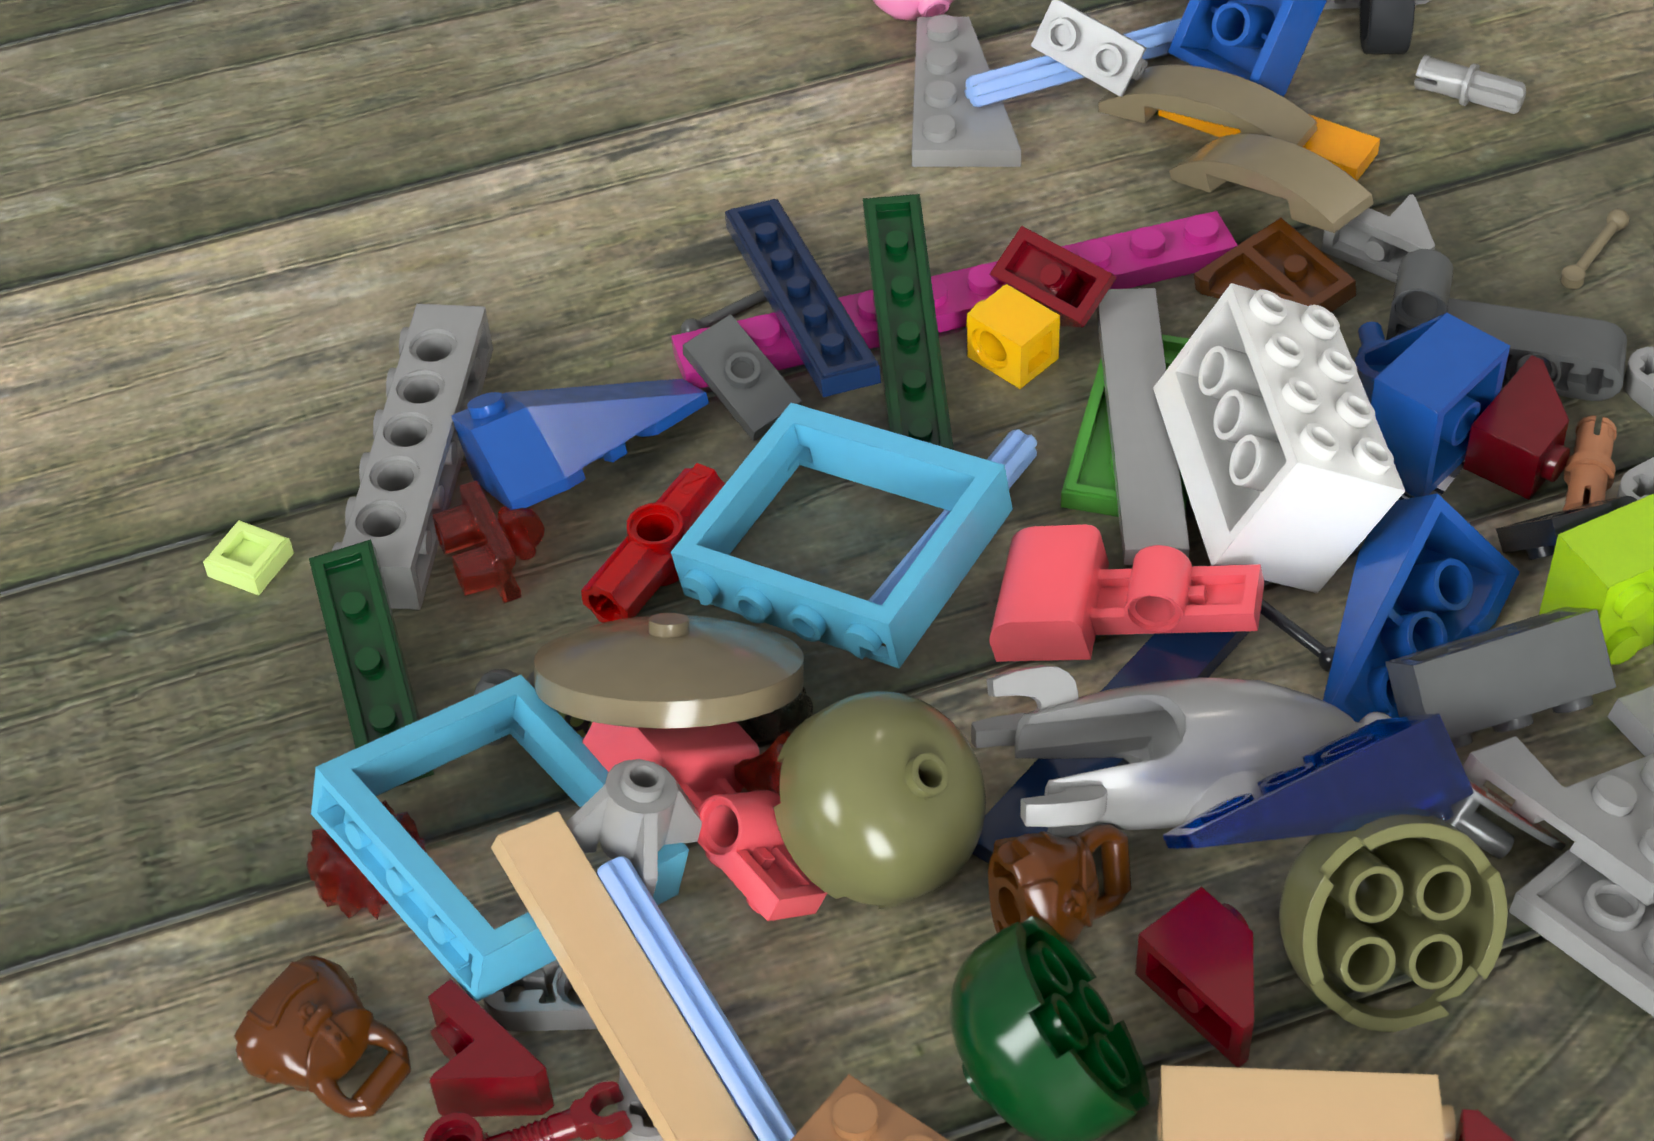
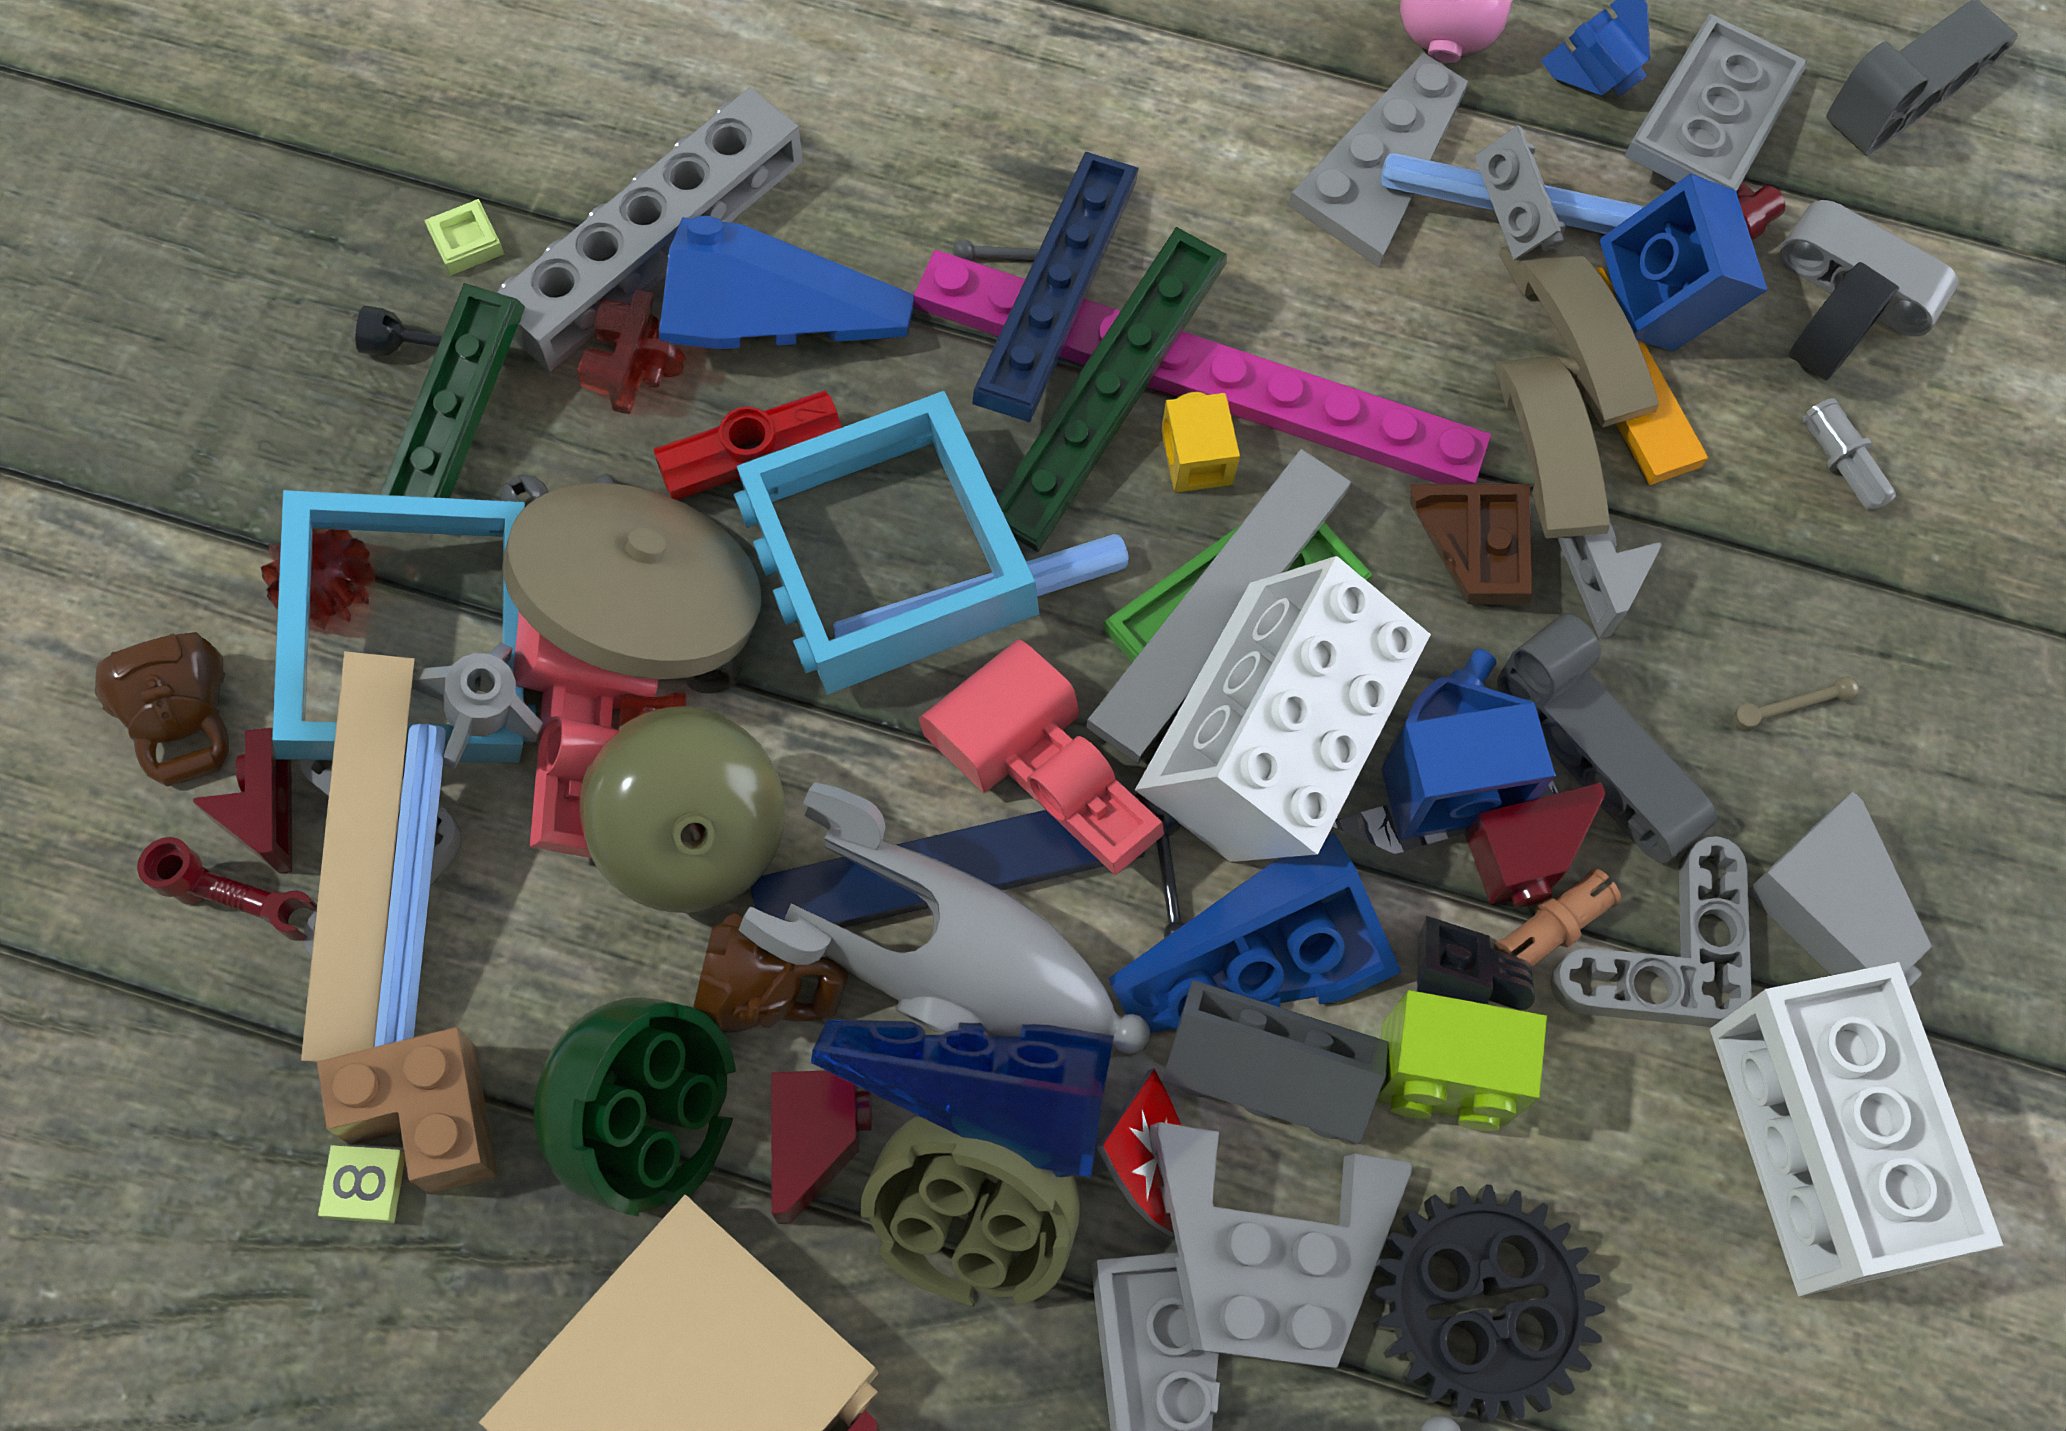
camera: 30 degrees right, 20 degrees up
(247, 660) = (382, 333): none -> black hinge
(740, 376) = (948, 330): dark grey plate -> none
(1053, 277) = (1268, 414): dark red slope -> none

